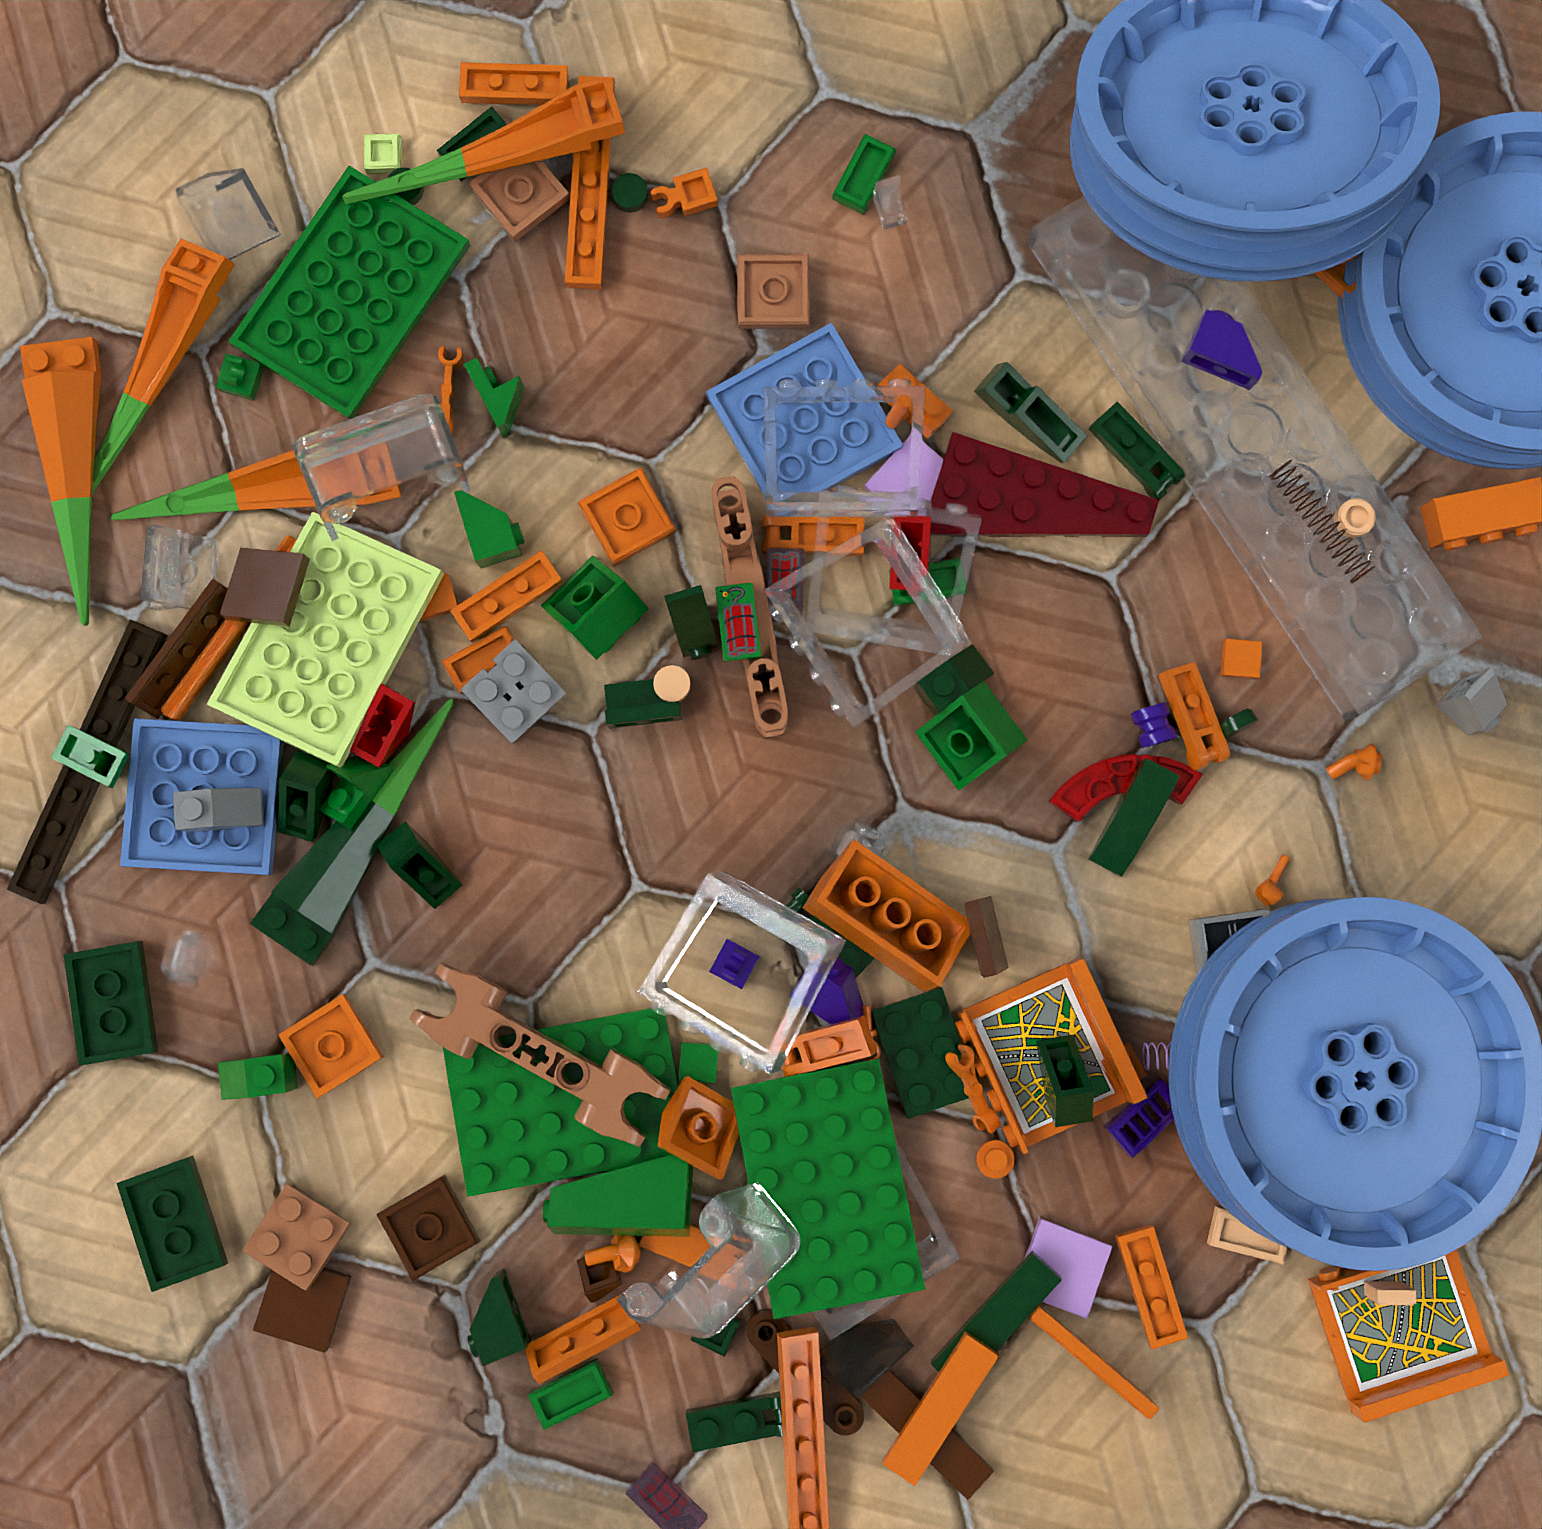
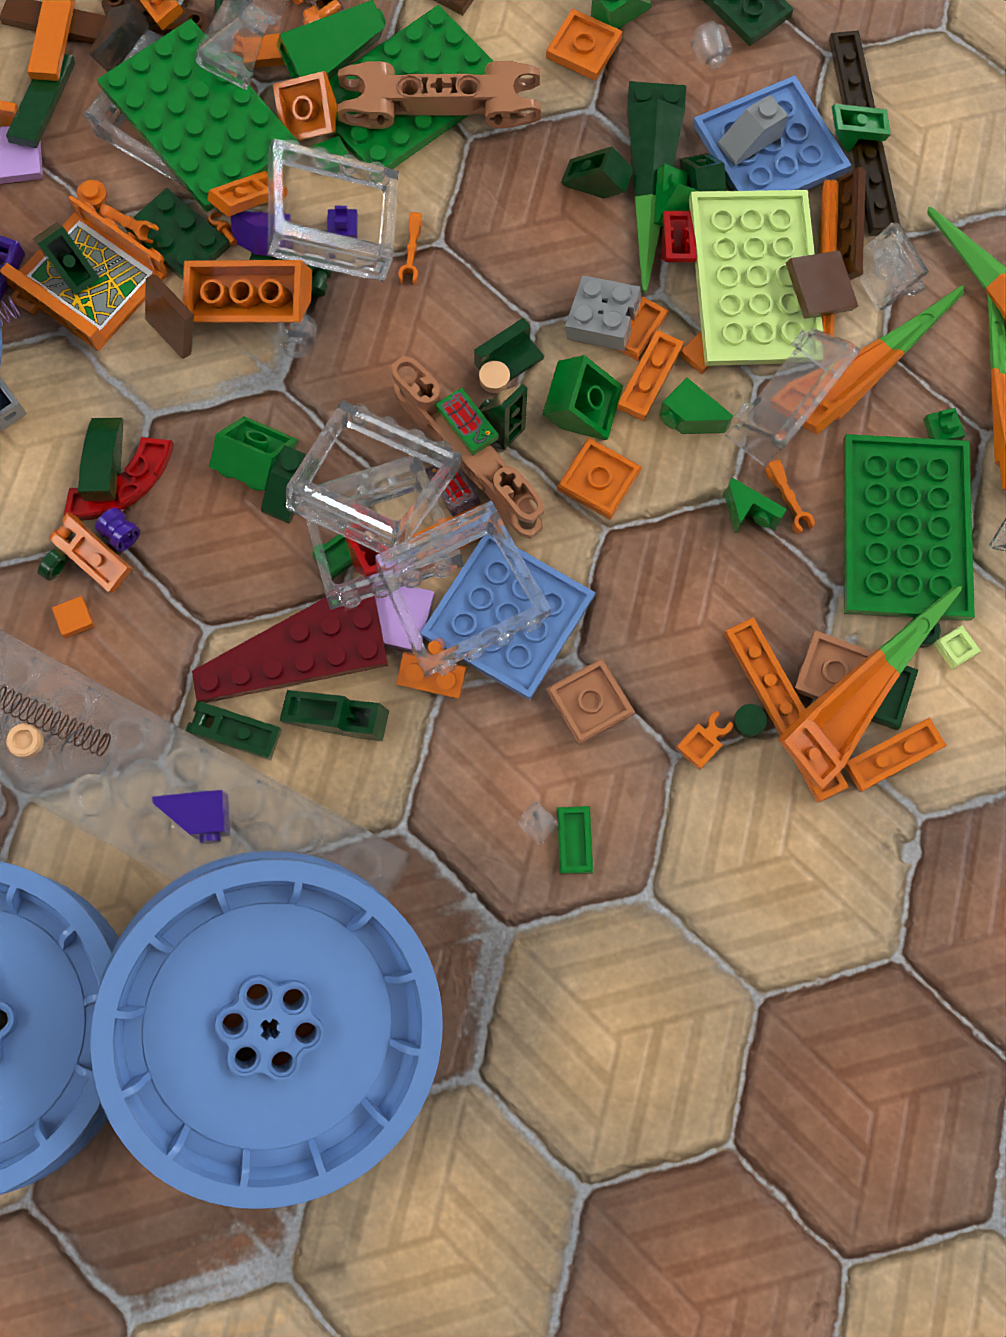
camera: 150 degrees right, 10 degrees down
(657, 912) = (415, 229): none -> orange piece

